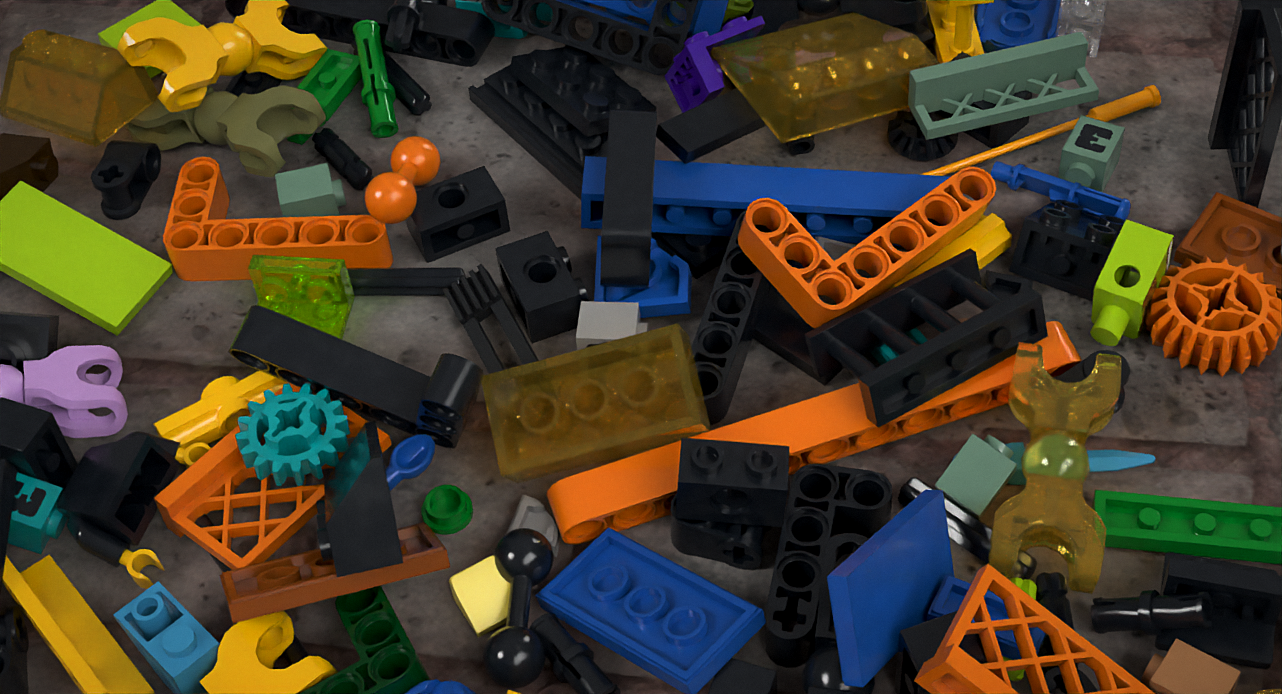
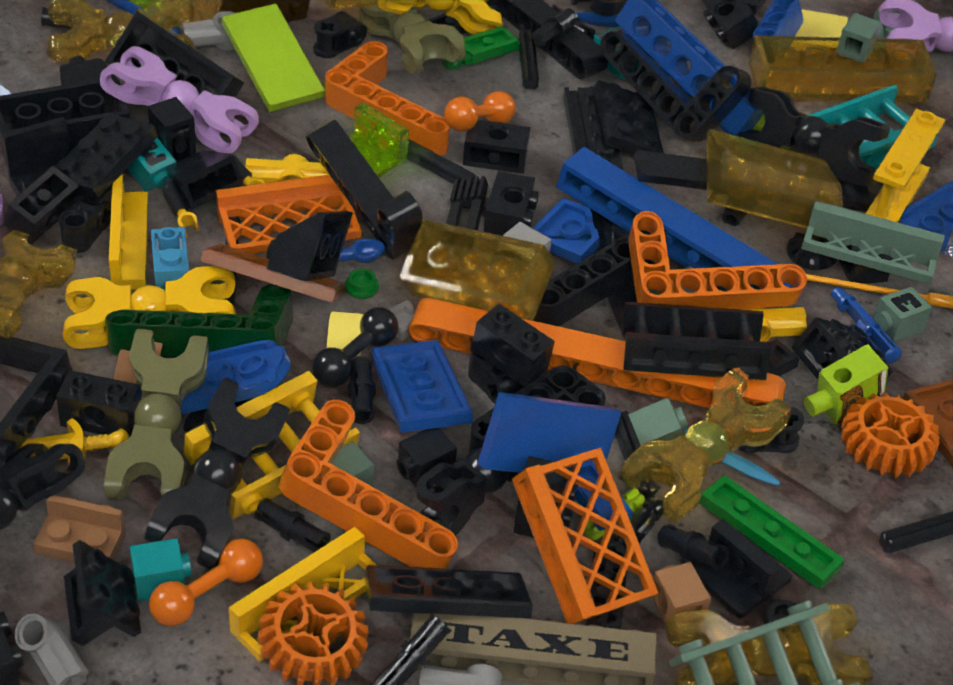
camera: 25 degrees right, 5 degrees down
(293, 434) = (306, 195): teal gear -> none
(310, 192) = (426, 92): sand green brick -> none
(342, 158) = (462, 83): black axle -> none
(377, 91) = (509, 63): green pin -> none
(628, 199) = (584, 177): black beam -> none
(695, 73) = (695, 135): dark purple bracket -> none

